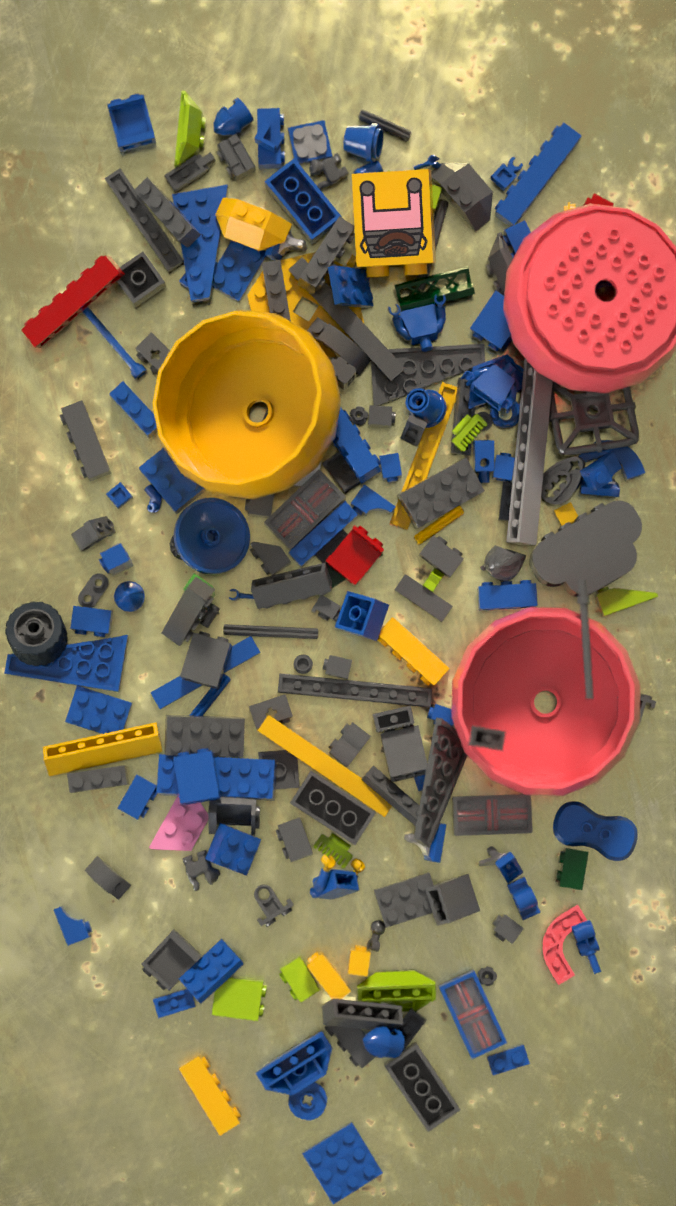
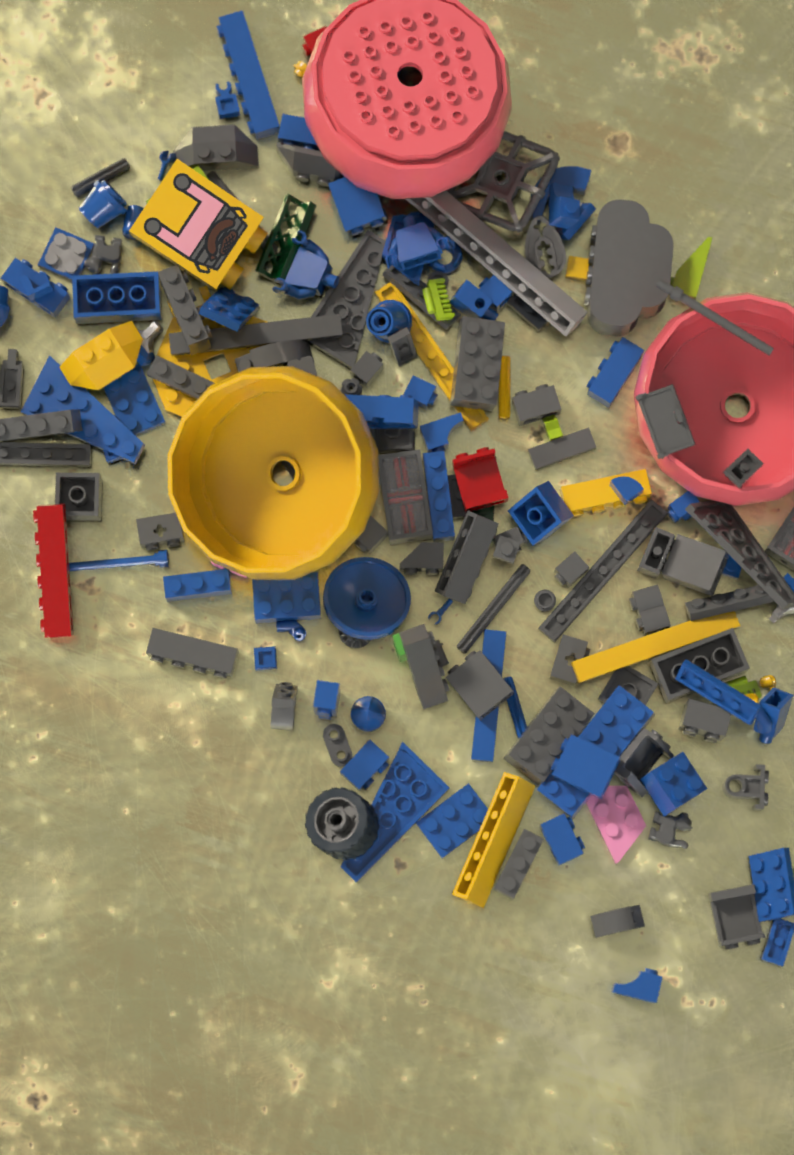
camera: 50 degrees left, 5 degrees down
(236, 158) = (30, 330): dark grey brick -> none
(317, 610) = (506, 549): none -> dark grey plate
(318, 834) = (718, 692): none -> blue tile
(423, 665) = (626, 488): none -> blue brick
(484, 658) = (661, 413): none -> dark grey door
(503, 563) = (582, 354): dark grey helmet -> none

